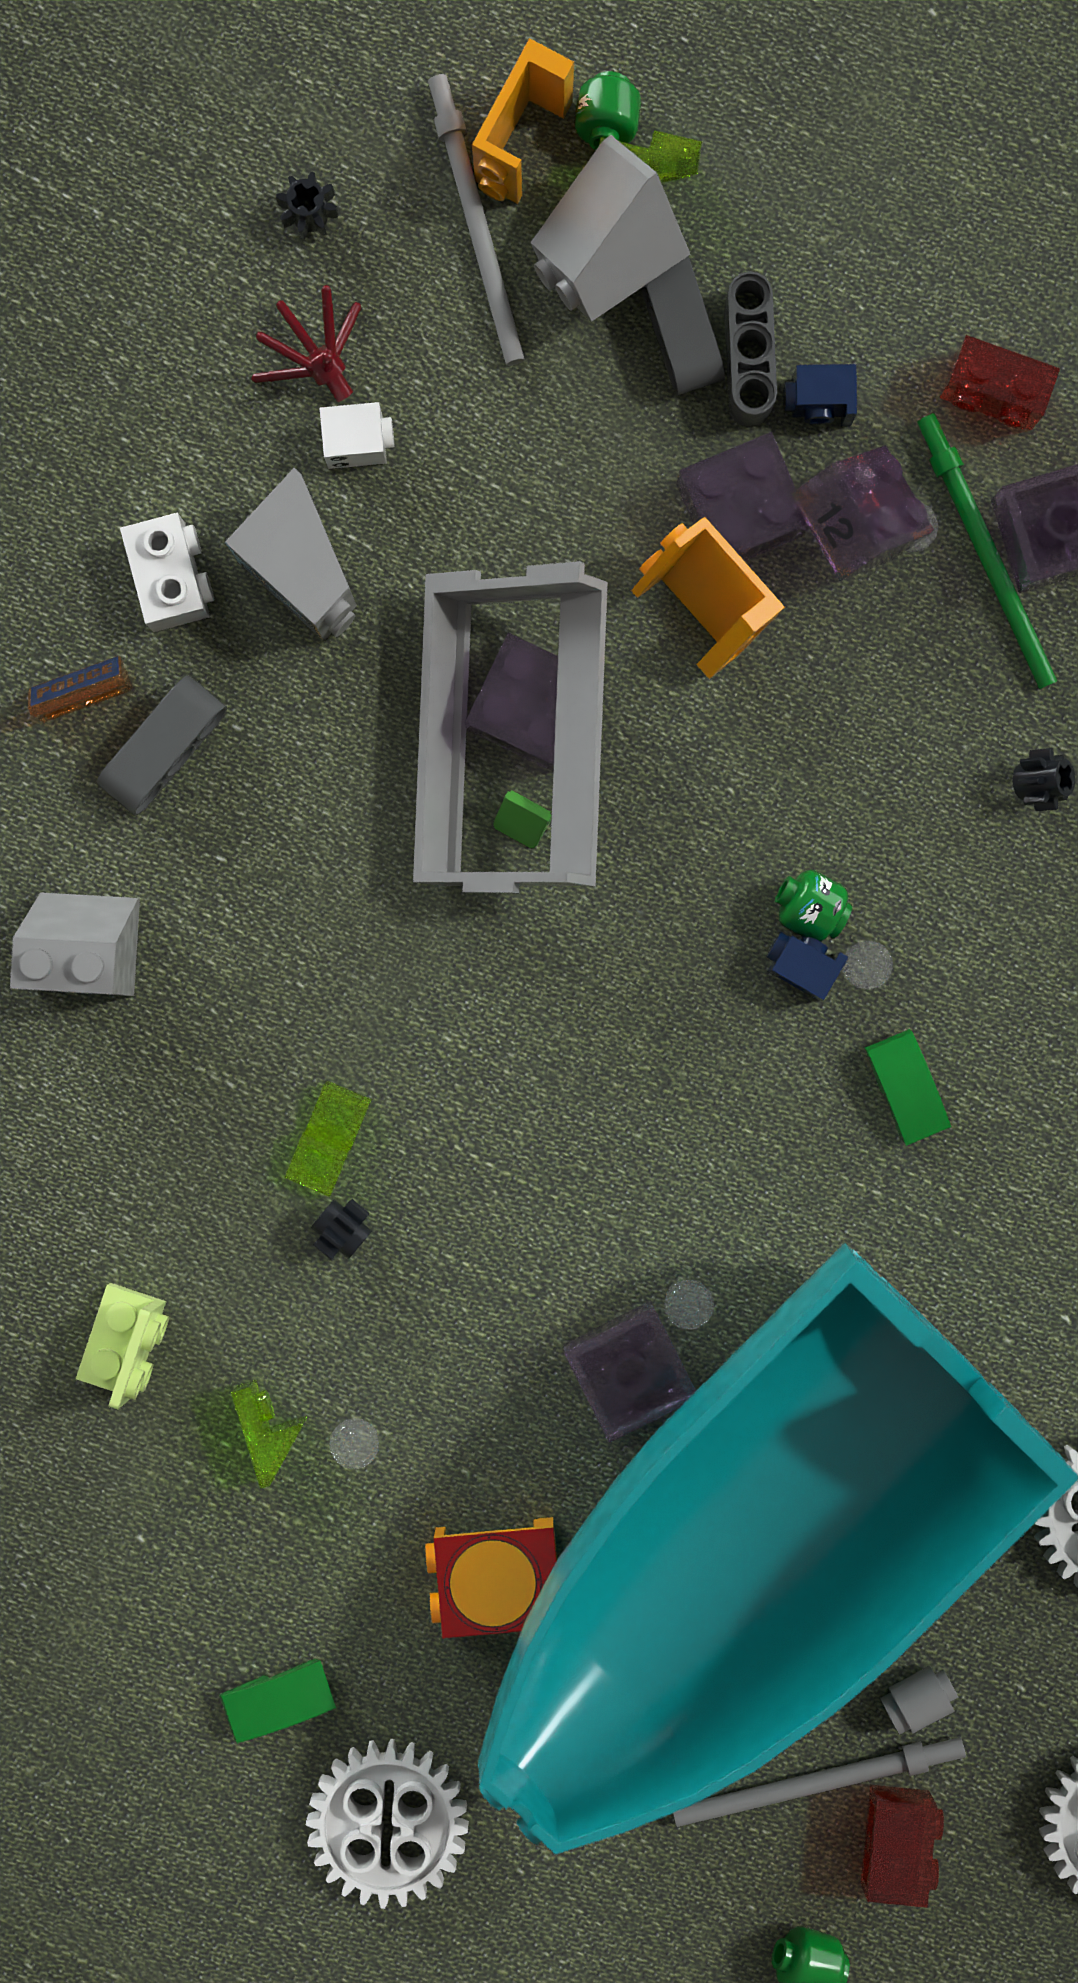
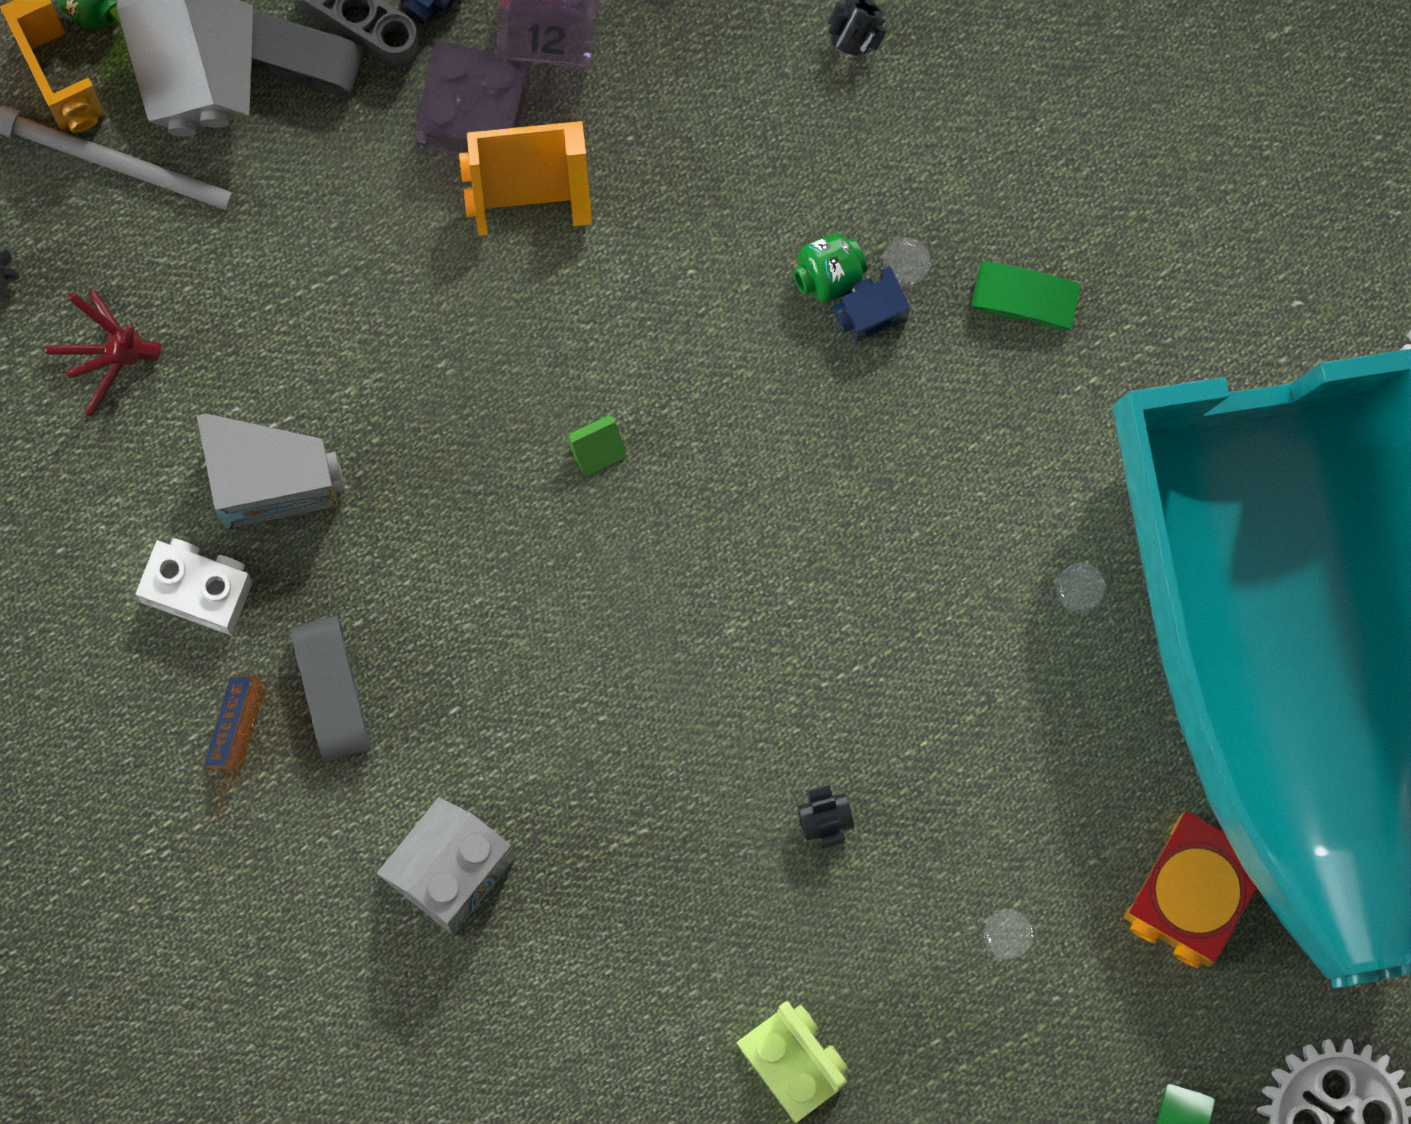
camera: 65 degrees left, 10 degrees down
(265, 1443) = (961, 1001): clear neon green slope -> none
(328, 1138) = (744, 779): clear neon green slope -> none
(355, 435) = (196, 362): white brick -> none
(519, 702) = (511, 372): clear purple brick -> none
(576, 728) = (557, 341): light grey piece -> none
(629, 1371) = (1101, 663): clear purple brick -> none

